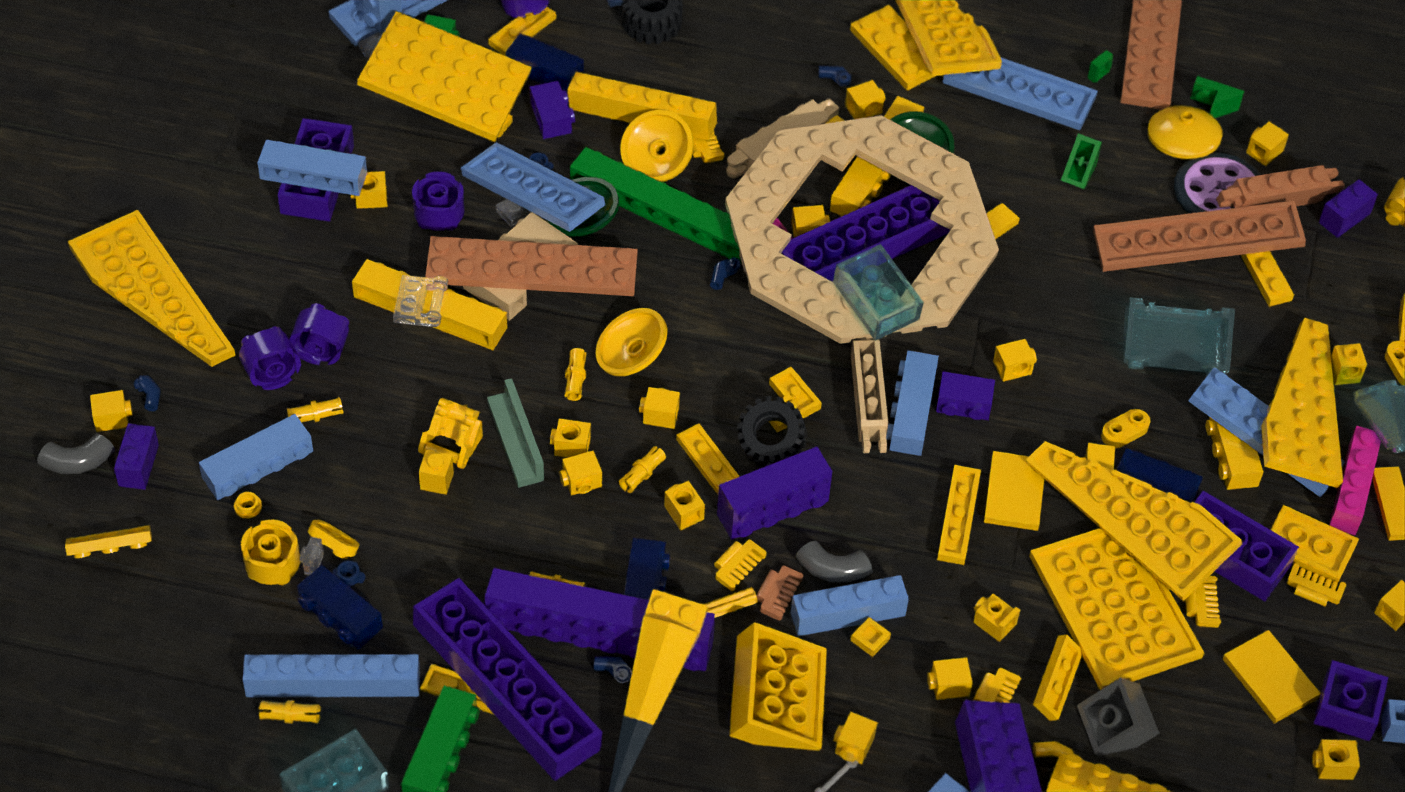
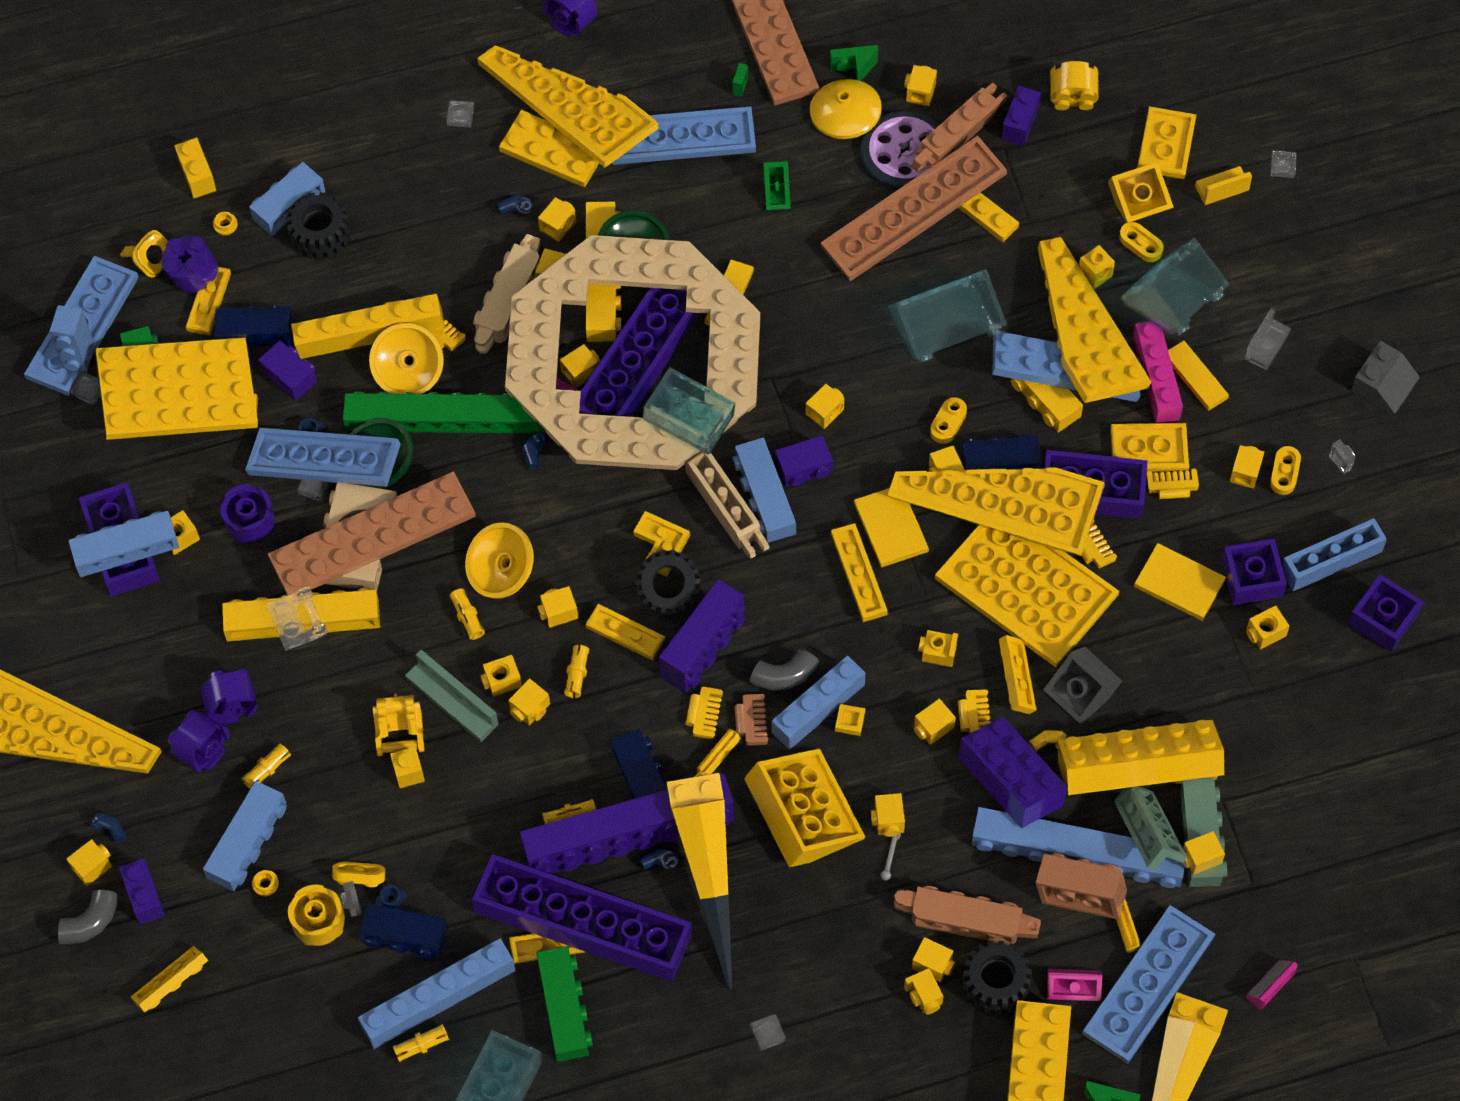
camera: 25 degrees left, 10 degrees up
(684, 514) = (635, 694): yellow brick -> none

